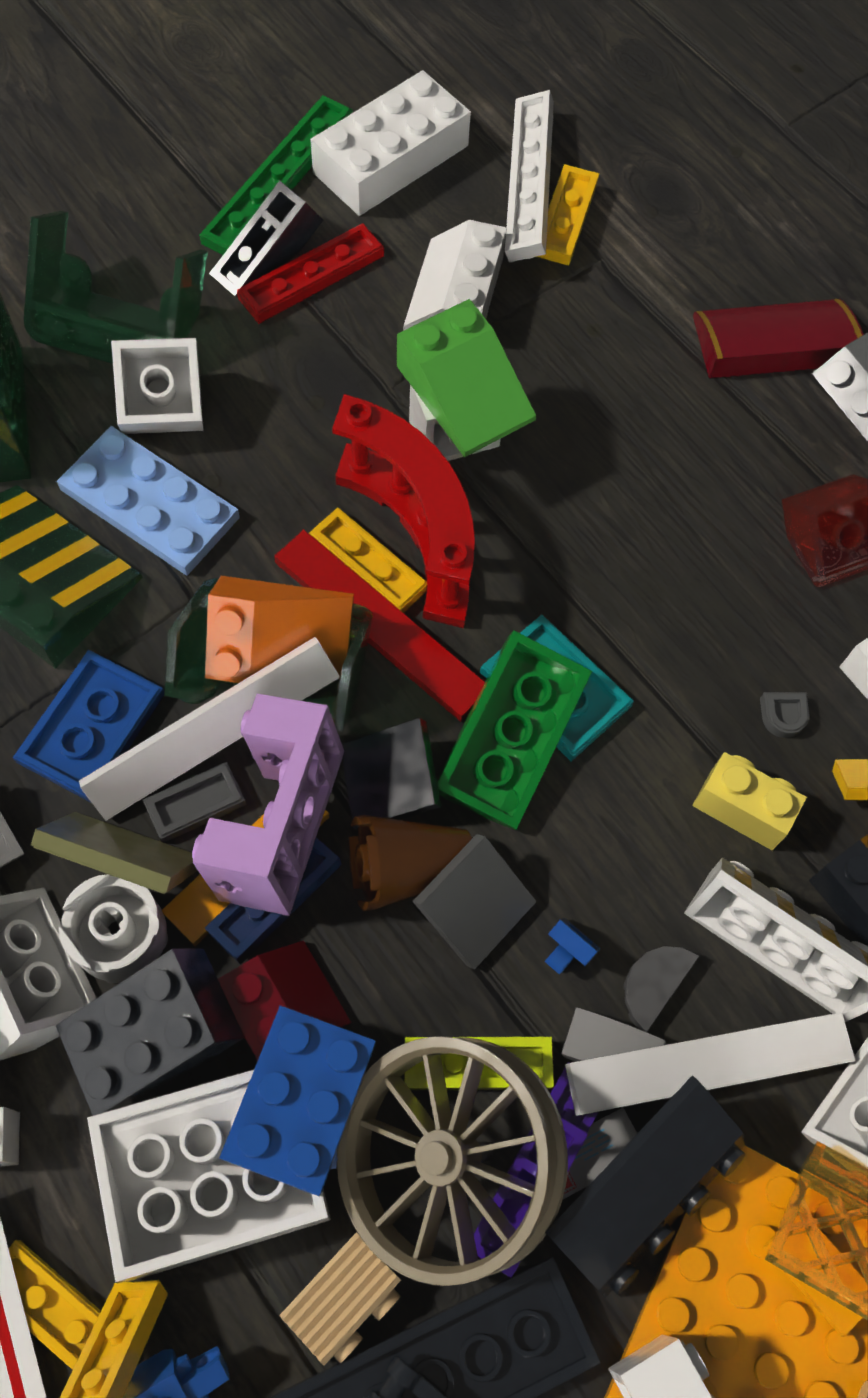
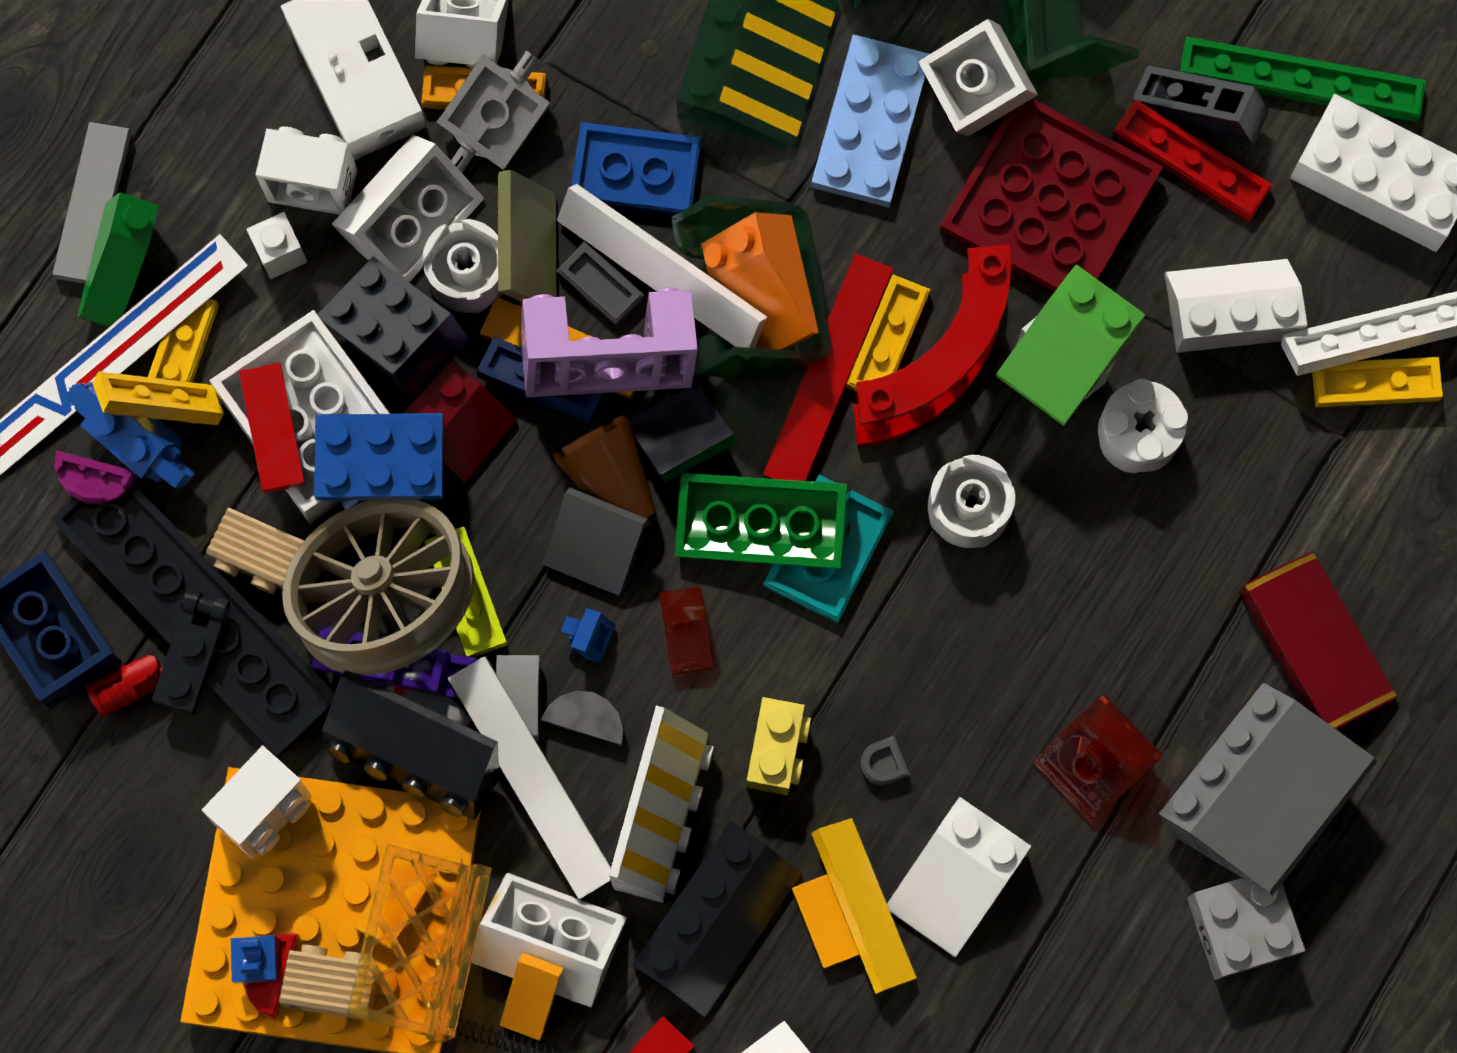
camera: 75 degrees right, 10 degrees up
(210, 1220) = (272, 428): none -> red tile
(287, 380) = (1051, 195): none -> dark red plate
(551, 380) = (1137, 404): none -> white brick
(563, 540) = (993, 508): none -> white brick
(592, 848) = (686, 630): none -> clear red slope

